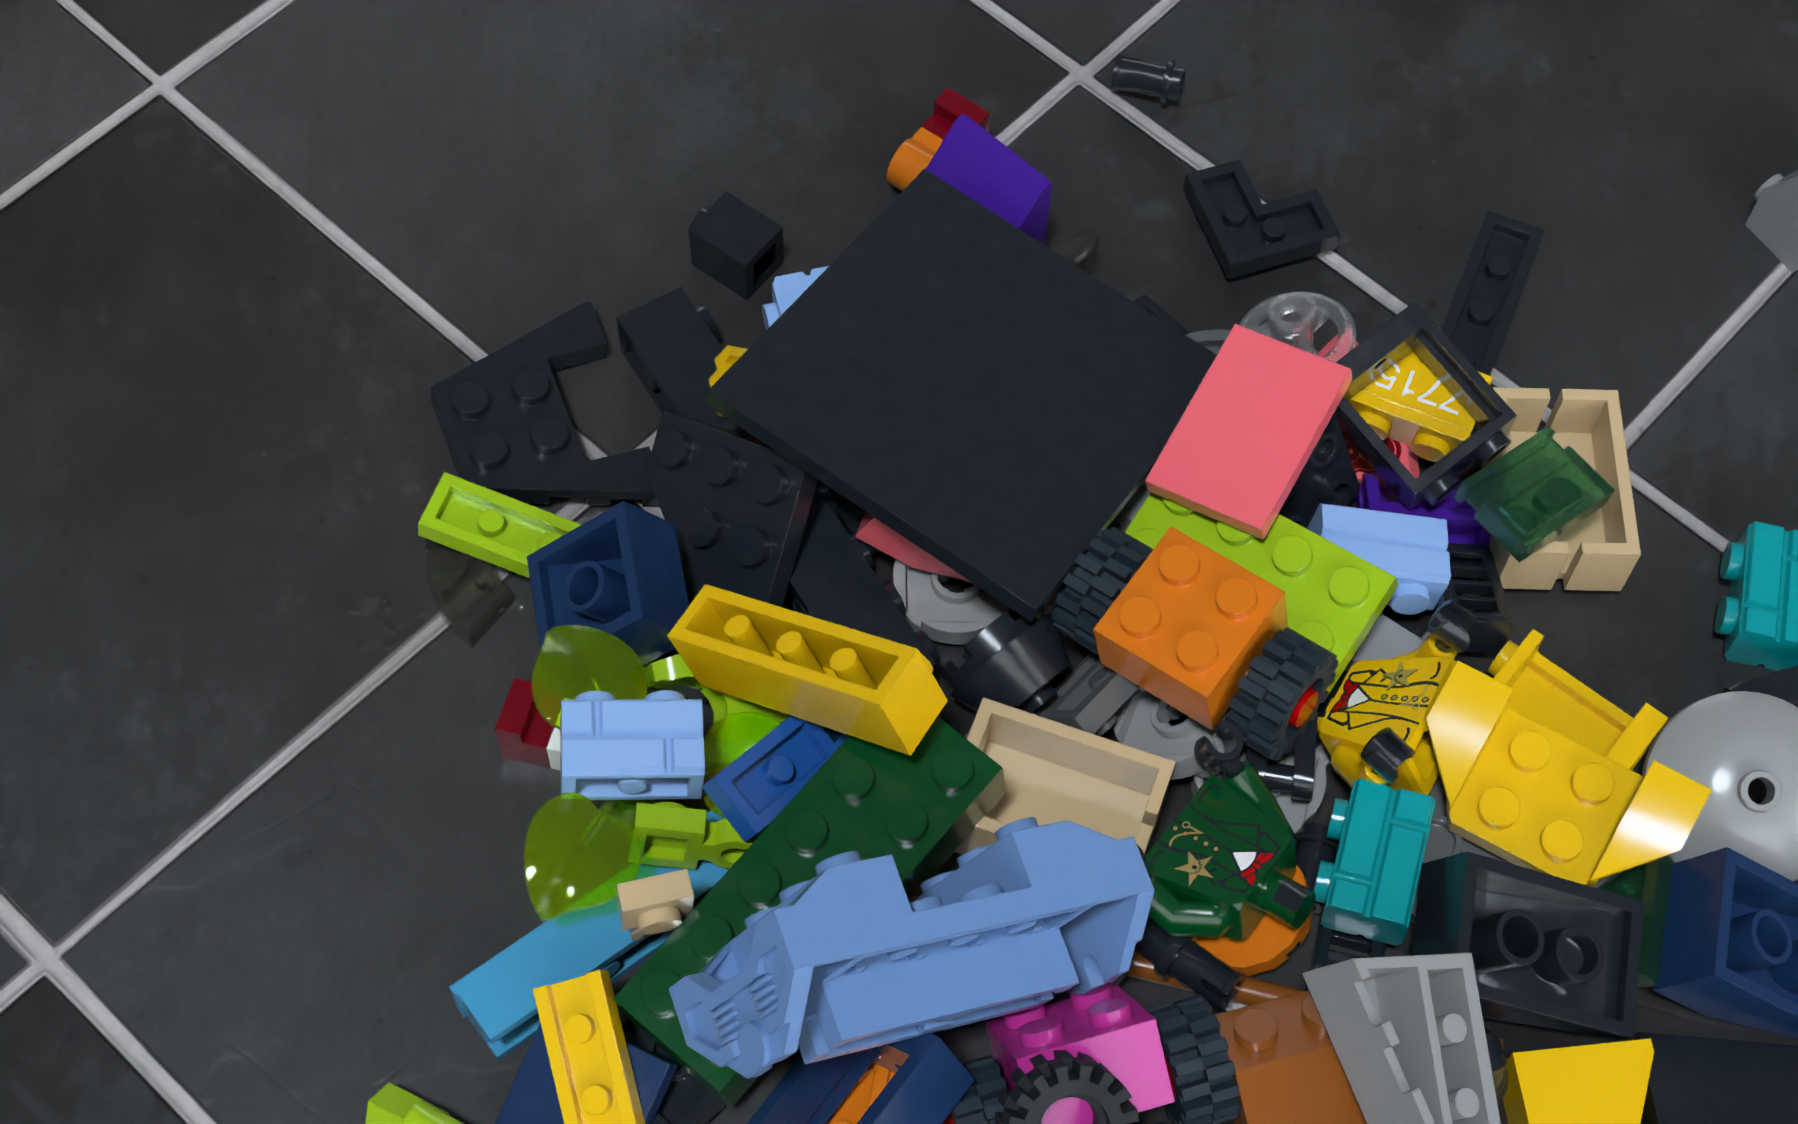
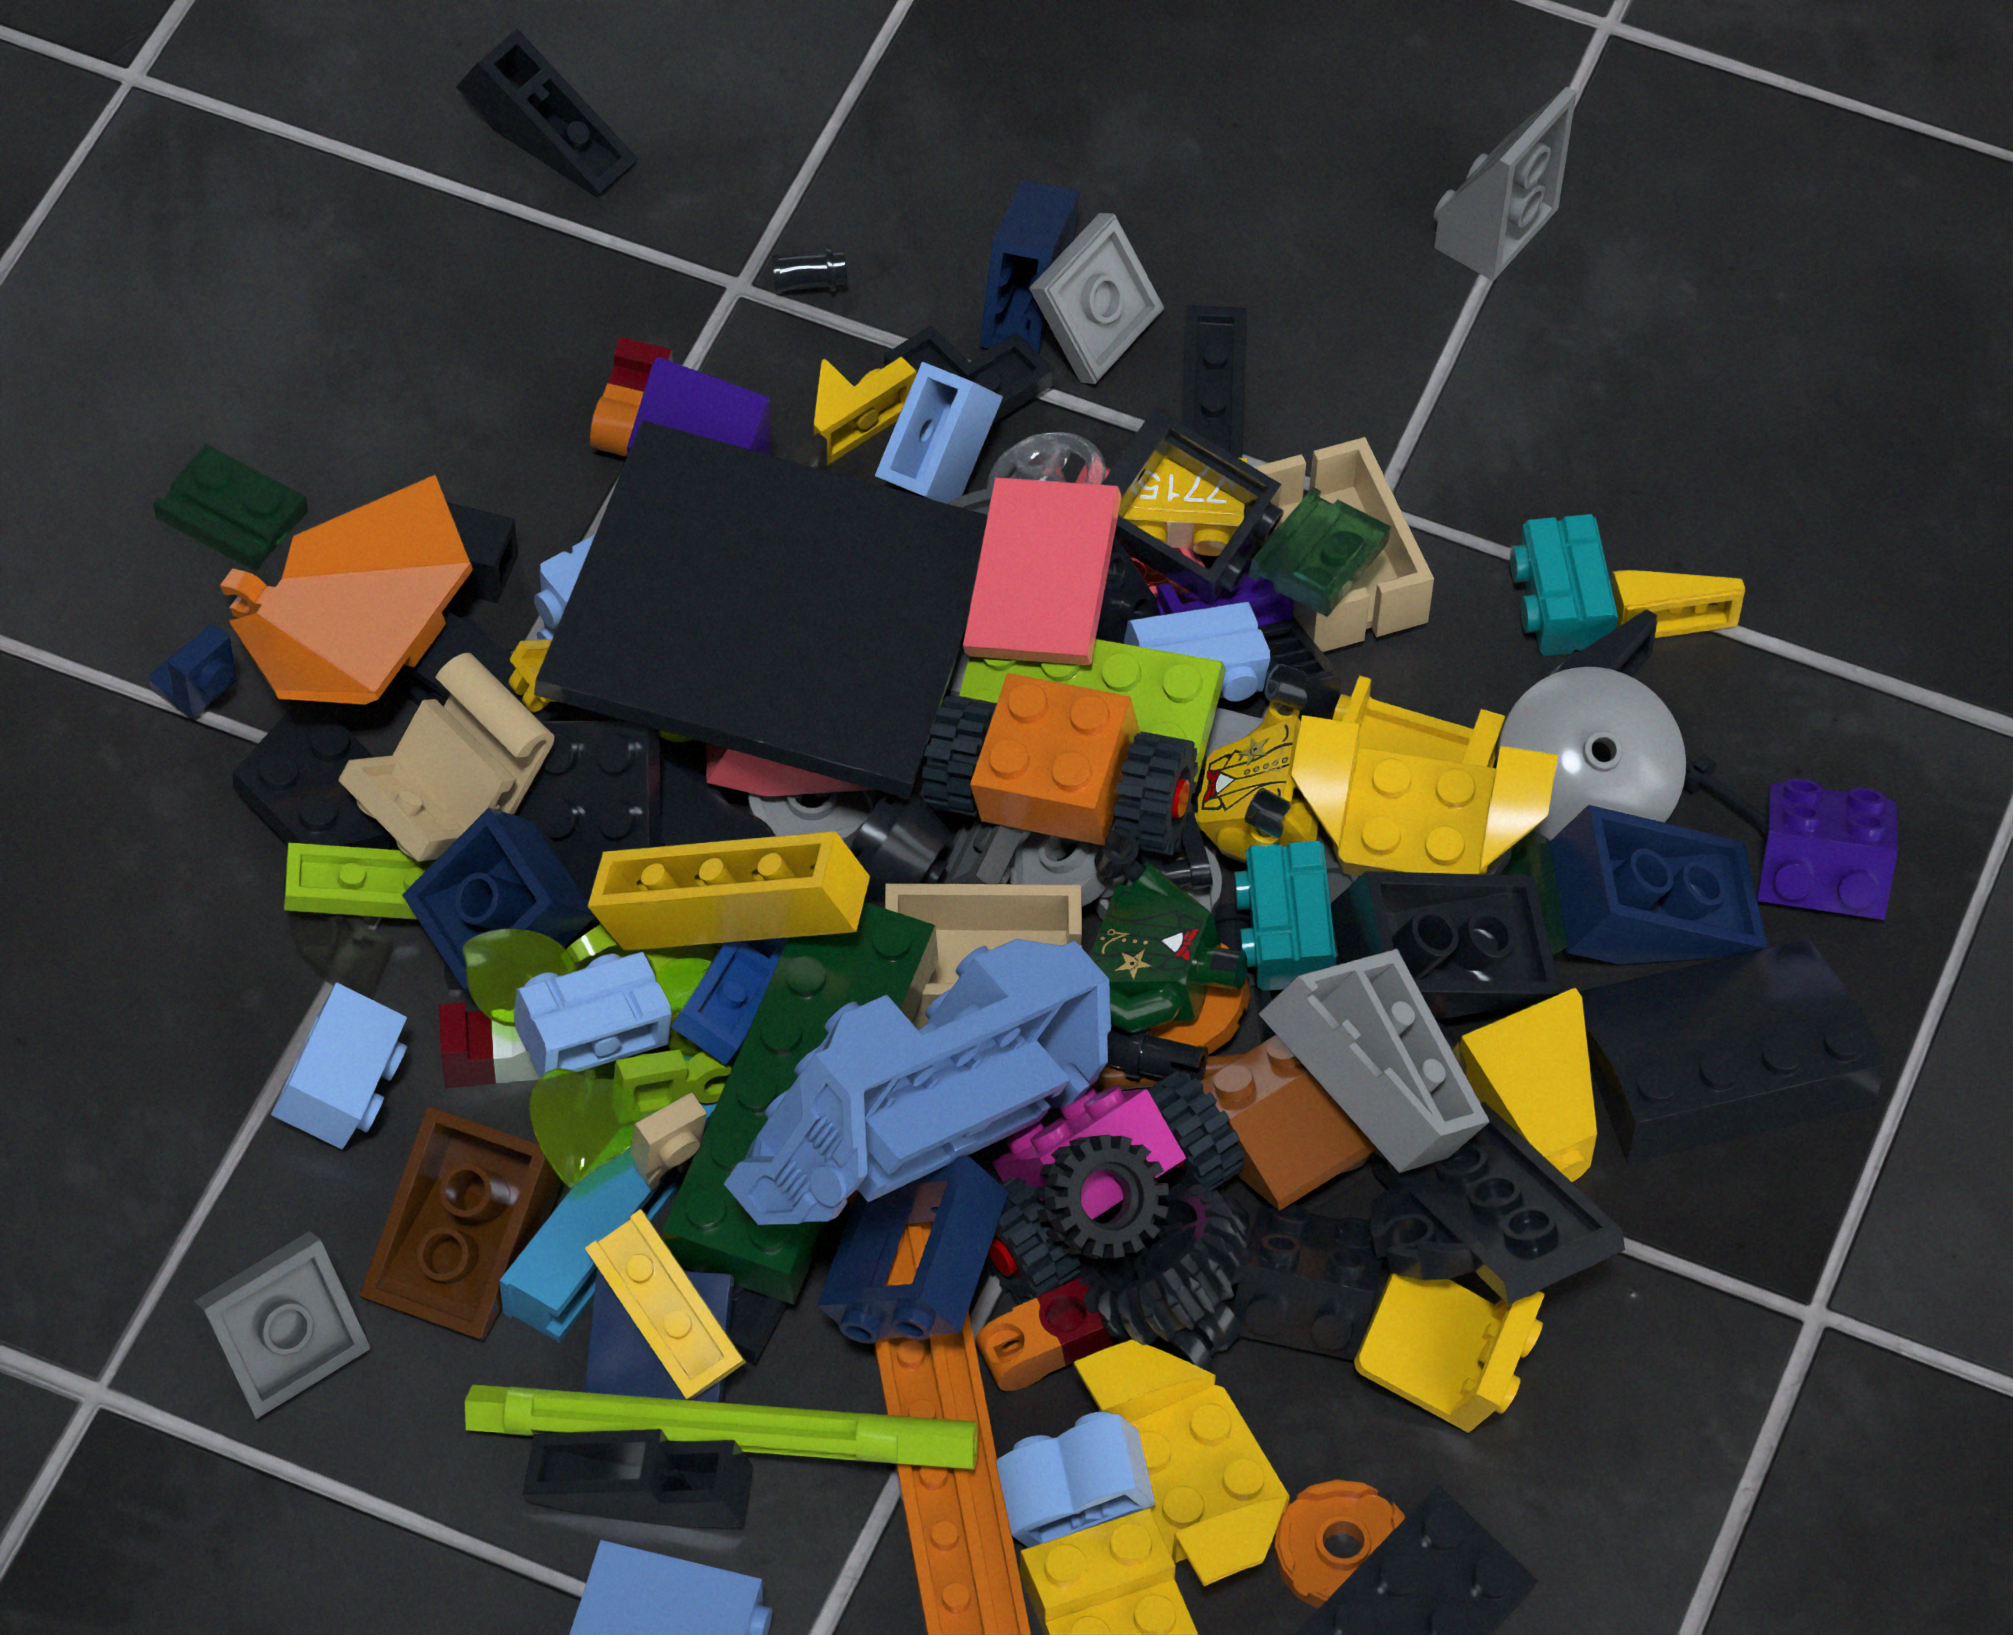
camera: 20 degrees left, 5 degrees down
(225, 960) = (282, 1324): none -> dark grey tile
(400, 708) = (340, 1067): none -> light blue brick
(441, 906) = (460, 1222): none -> reddish brown slope
(444, 282) = (197, 672): none -> dark blue bracket
(548, 141) = (231, 507): none -> clear green plate
(602, 263) = (353, 598): none -> orange panel
(619, 447) = (452, 762): none -> tan piece
(1137, 221) = (856, 413): none -> yellow slope
(1204, 265) = (938, 434): none -> light blue brick
(1351, 128) = (1026, 243): none -> dark blue slope
(1403, 178) = (1097, 298): none -> light grey plate

